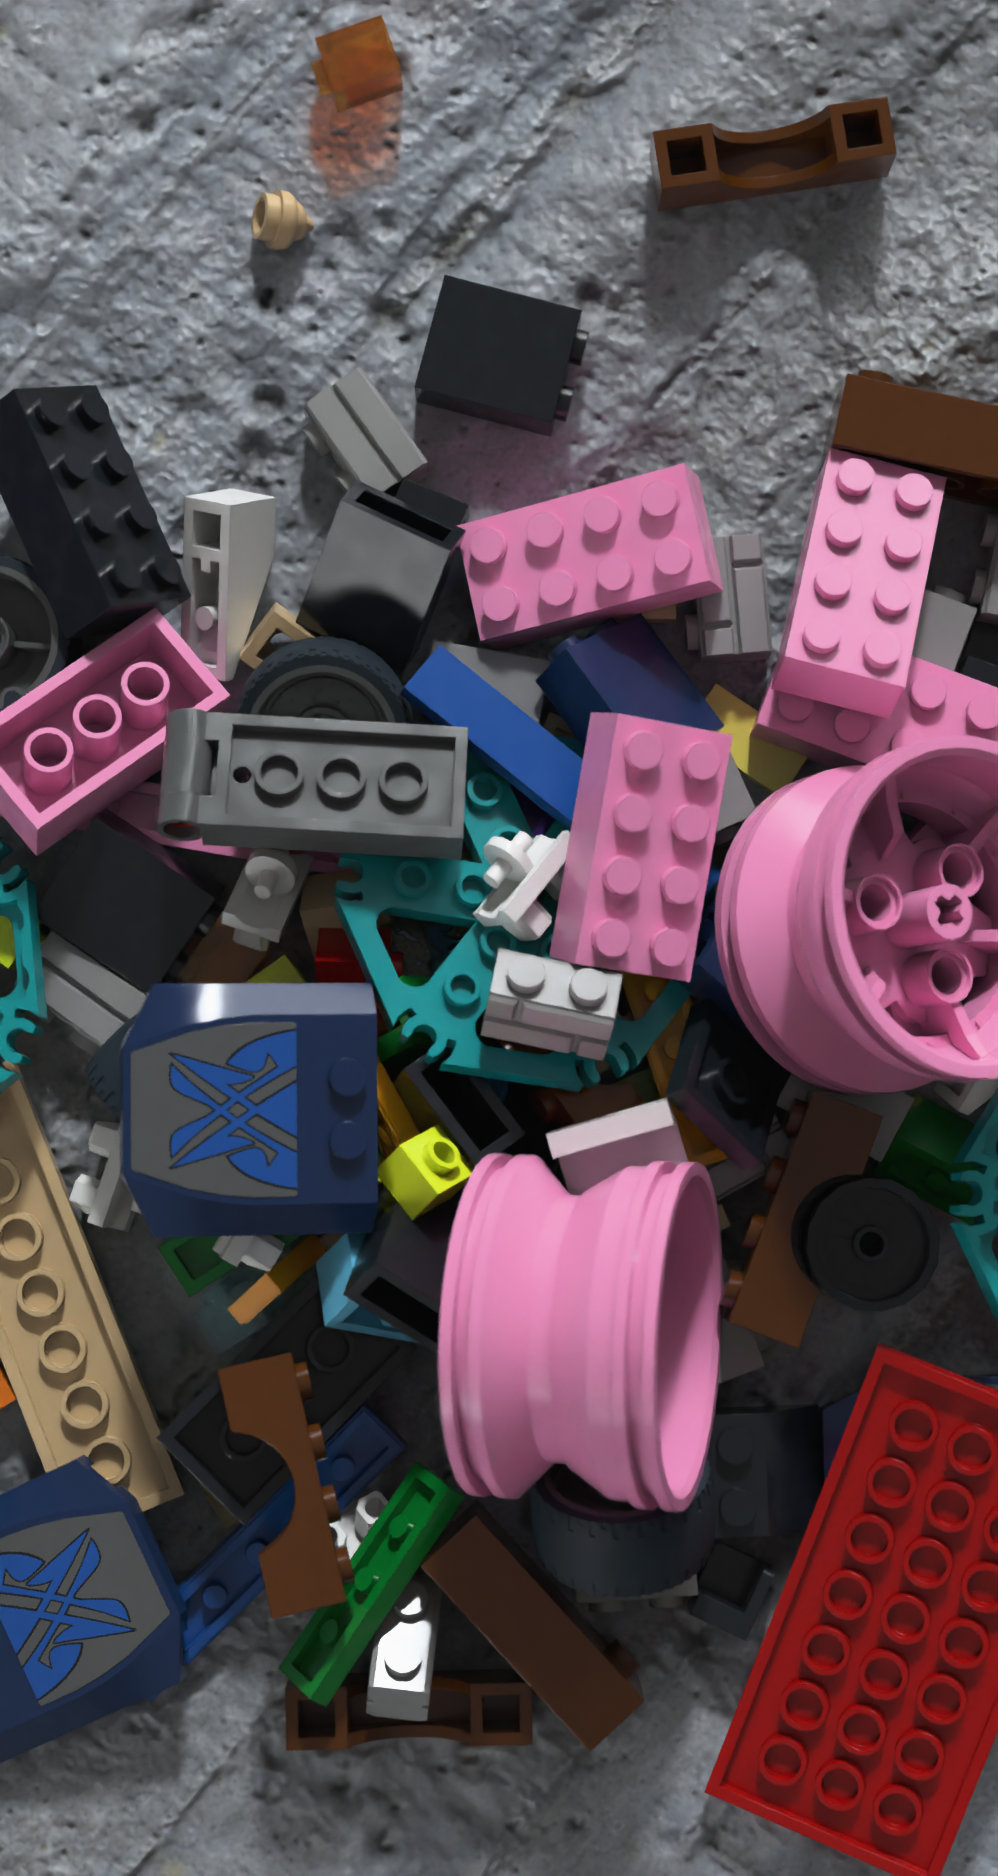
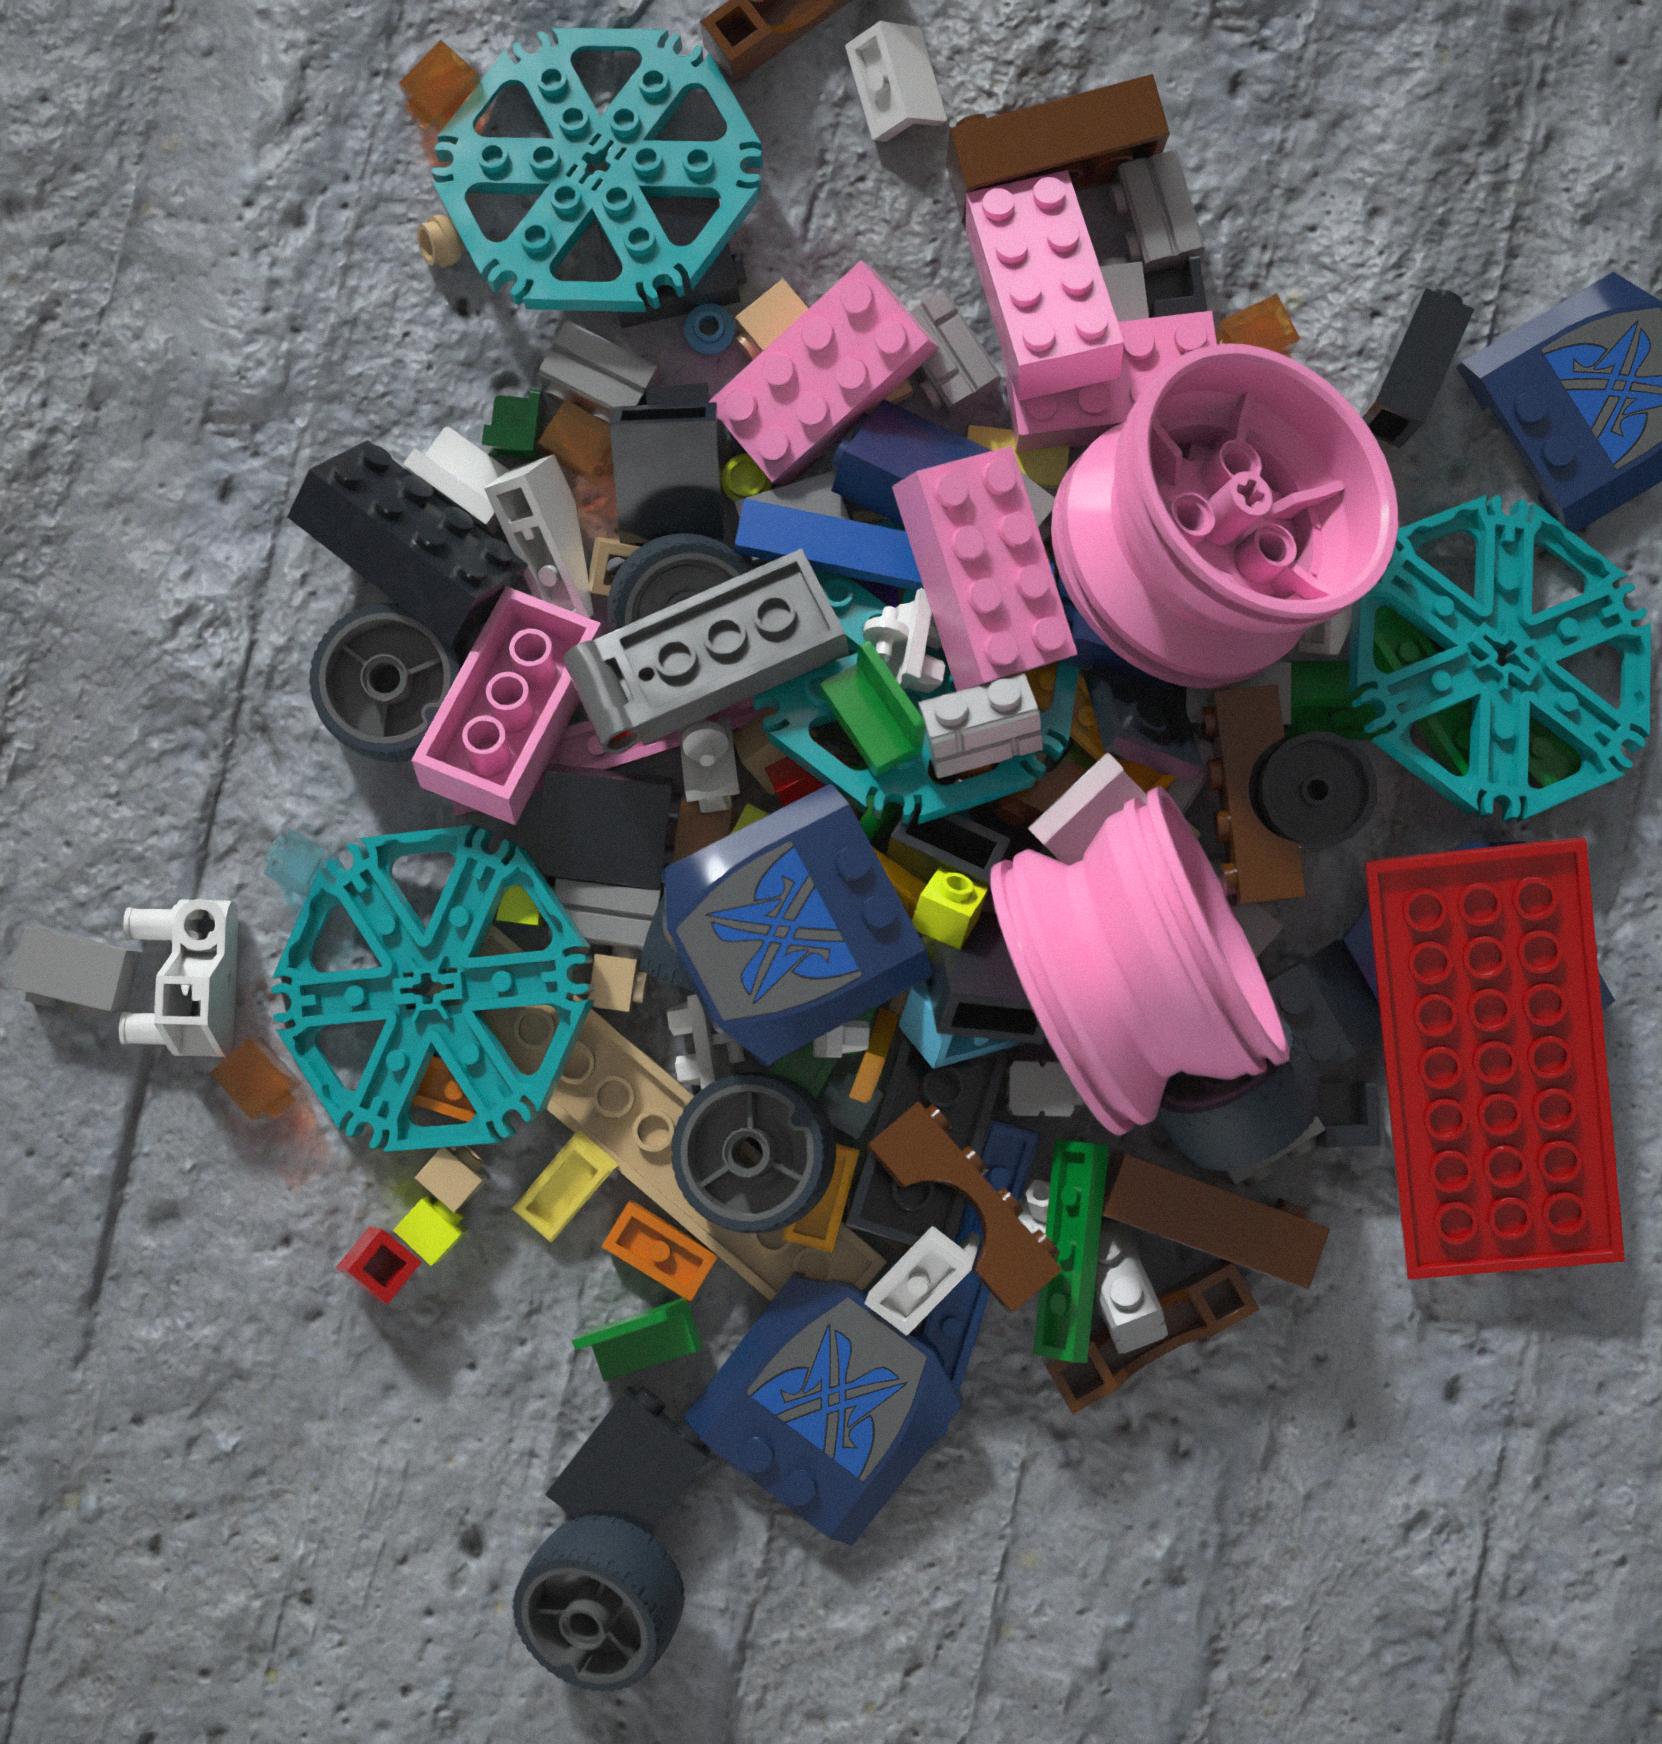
camera: 25 degrees left, 0 degrees up
(57, 1069) = (617, 983): none -> tan plate
(148, 1324) = (795, 1158): none -> dark grey wheel
(152, 1391) = (822, 1223): none -> light orange tile
(171, 466) = (459, 475): none -> white panel
(205, 1533) = (922, 1278): none -> white panel
(254, 448) = (516, 427): none -> dark green panel
(307, 496) = (579, 443): none -> clear orange brick
(416, 1399) = (1038, 1089): none -> light grey brick
(451, 934) = (875, 712): none -> green panel
(455, 621) = (743, 478): none -> neon yellow plate
(472, 267) = (613, 198): none -> teal plate
(508, 466) = (711, 344): none -> dark azure plate
(566, 470) = (767, 318): none -> tan brick
(826, 291) = (894, 79): none -> white panel

